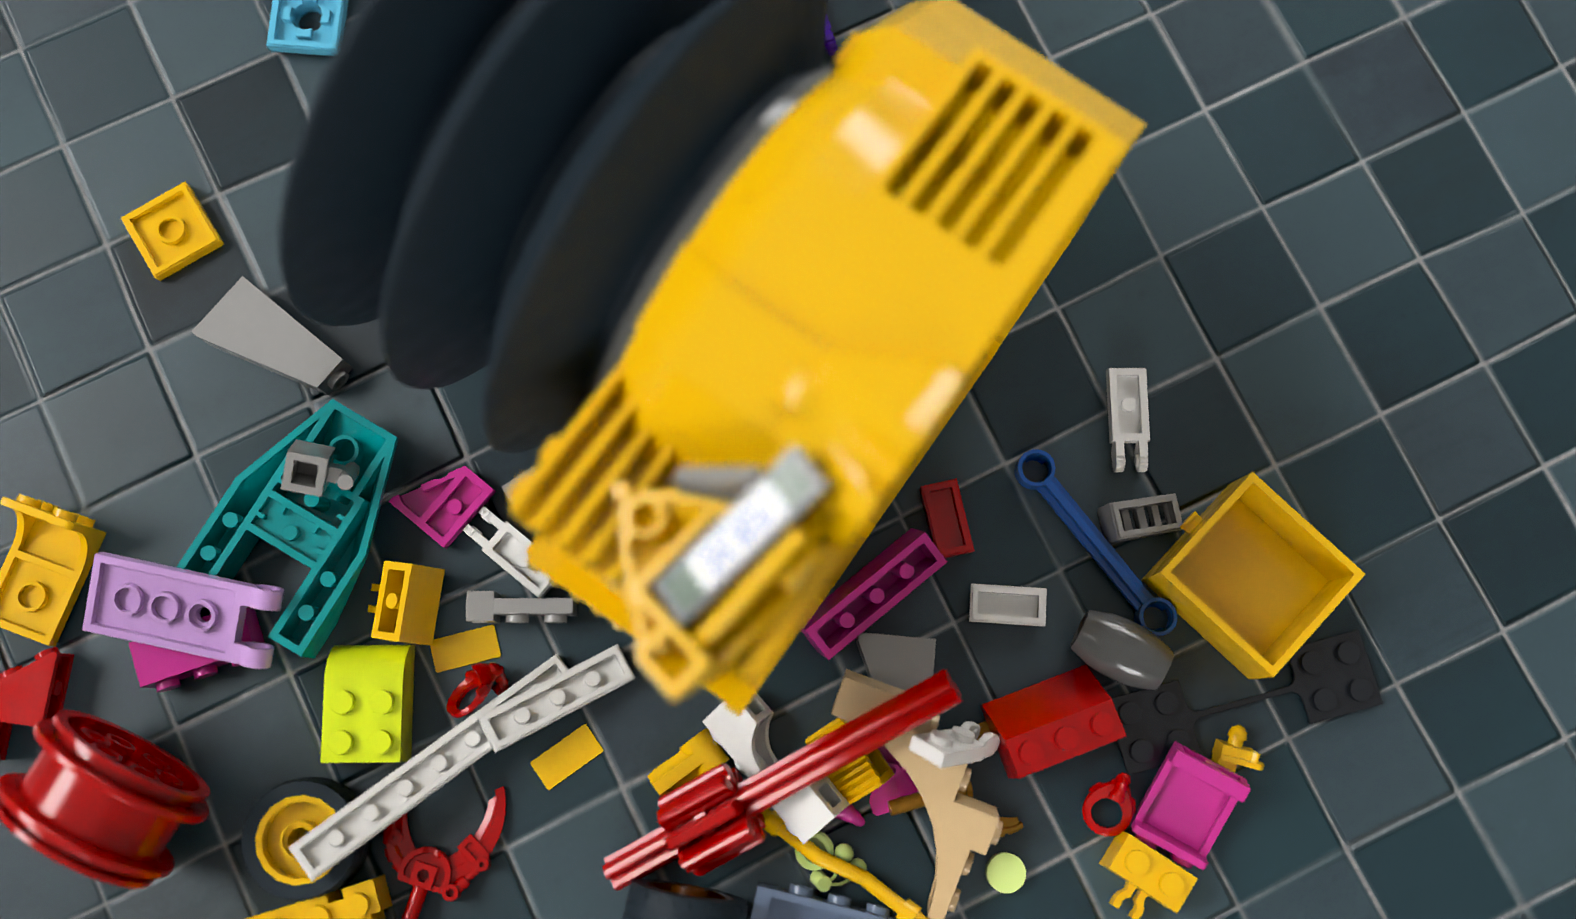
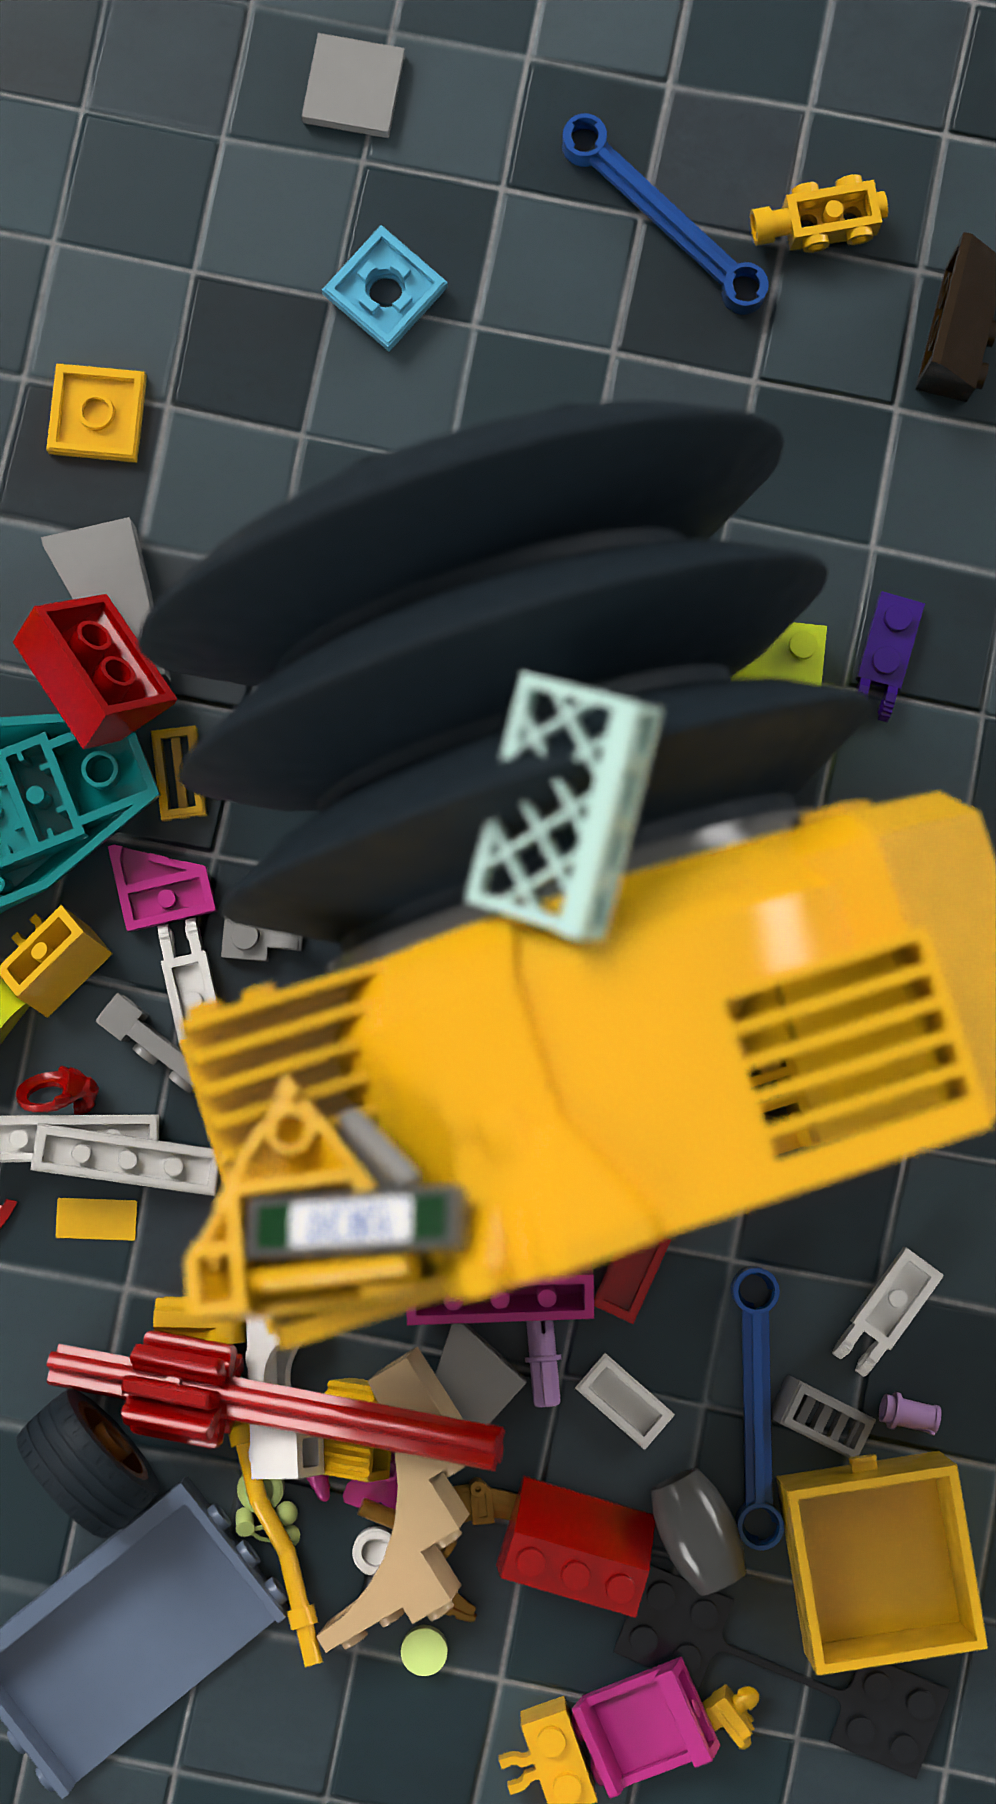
camera: 40 degrees right, 5 degrees up
(288, 386) = (92, 669): none -> red slope
(311, 468) = (55, 771): light grey brick -> none
(424, 443) = (184, 810): none -> yellow tile
(465, 648) = (77, 1042): yellow sticker -> none
(703, 113) = (608, 819): none -> light aqua fence
(919, 832) = (370, 1548): none -> white tile
(935, 619) = (543, 1363): none -> lavender axle
(955, 745) = (461, 1501): white hinge -> none
(1118, 791) = (587, 1660): red piece -> none
(1187, 475) = (909, 1414): none -> lavender pin

